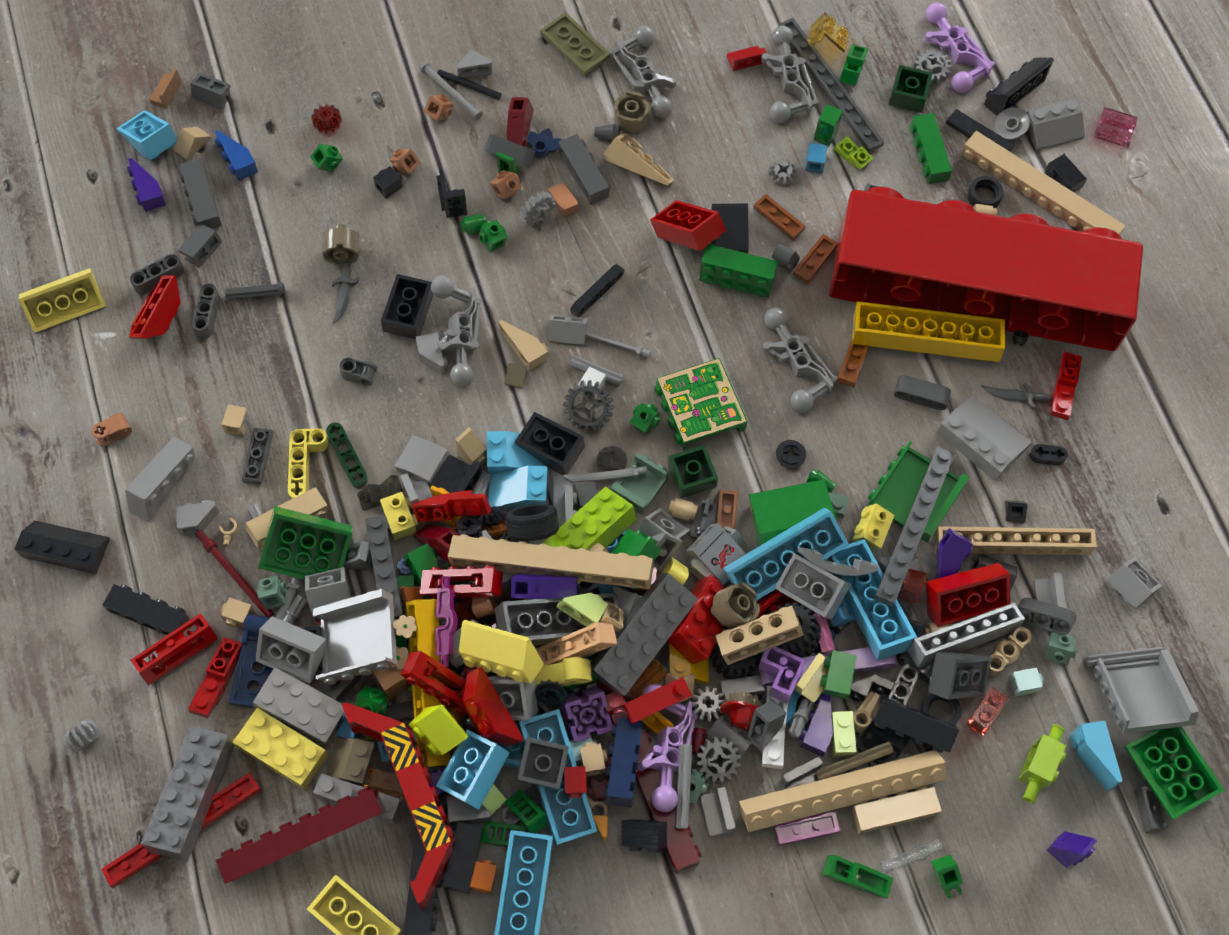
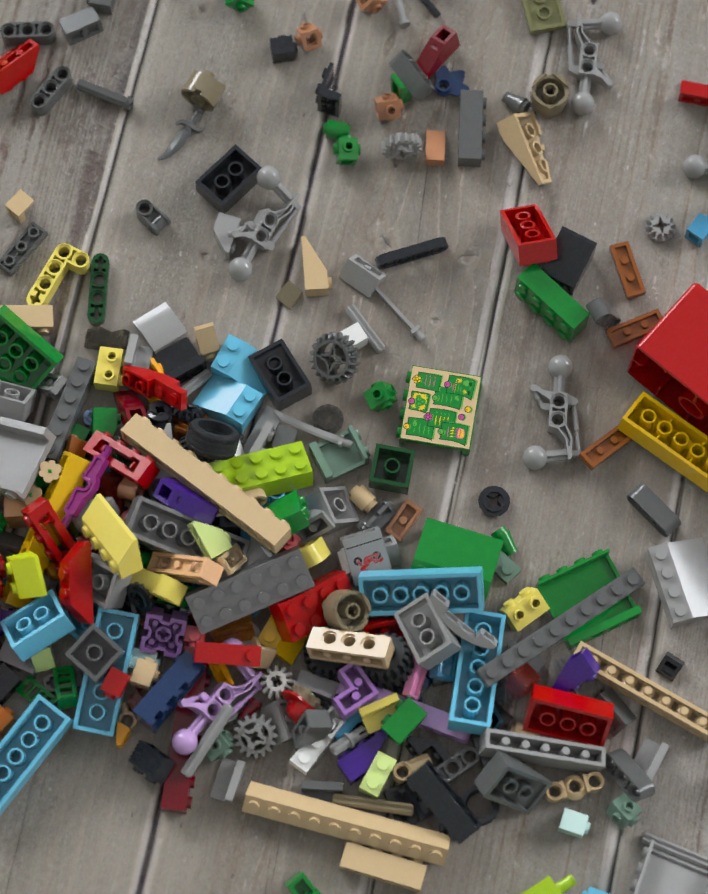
camera: 30 degrees right, 5 degrees up
(807, 828) = (296, 837): plate -> none
(987, 710) = (521, 828): clear red brick -> none

